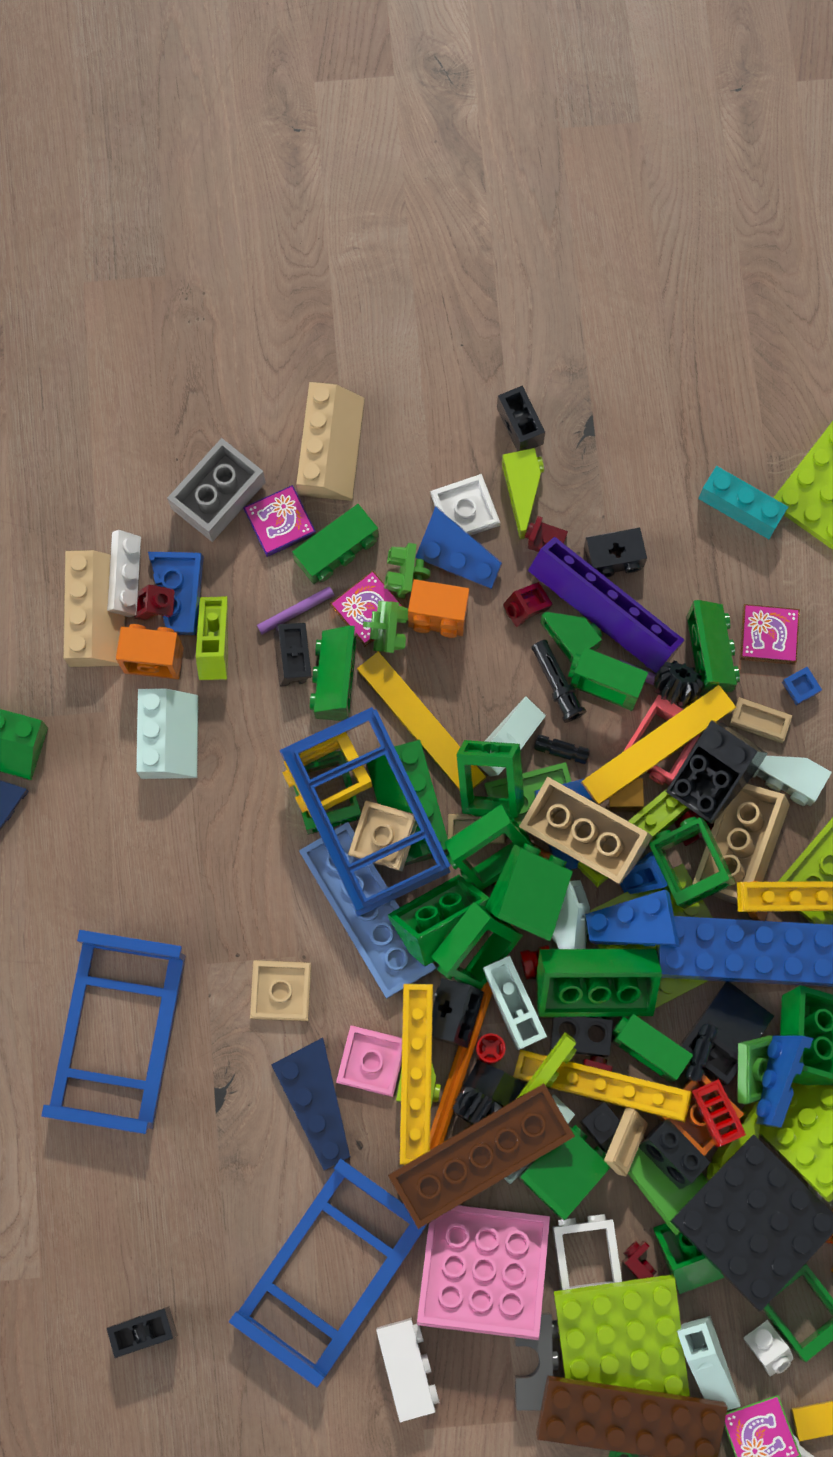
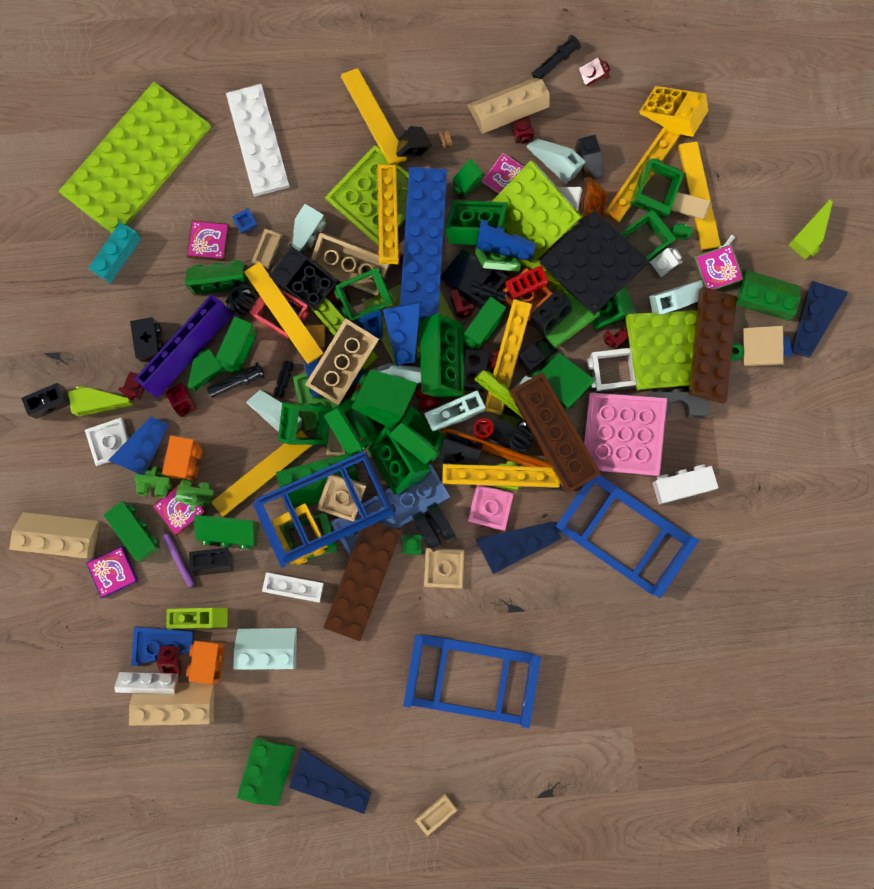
camera: 90 degrees left, 5 degrees up
(142, 1332) = (666, 656): black brick -> none
(216, 489) = (87, 616): light grey brick -> none
(254, 770) = (293, 587): none -> white plate
(263, 869) = (362, 580): none -> reddish brown plate
(316, 942) = (411, 544): none -> green plate
(337, 970) = (433, 527): none -> black wheel
(626, 1141) = (544, 342): tan tile -> none
(688, 1009) = (458, 302): none -> dark red bracket
(820, 1373) = (681, 231): none -> green plate

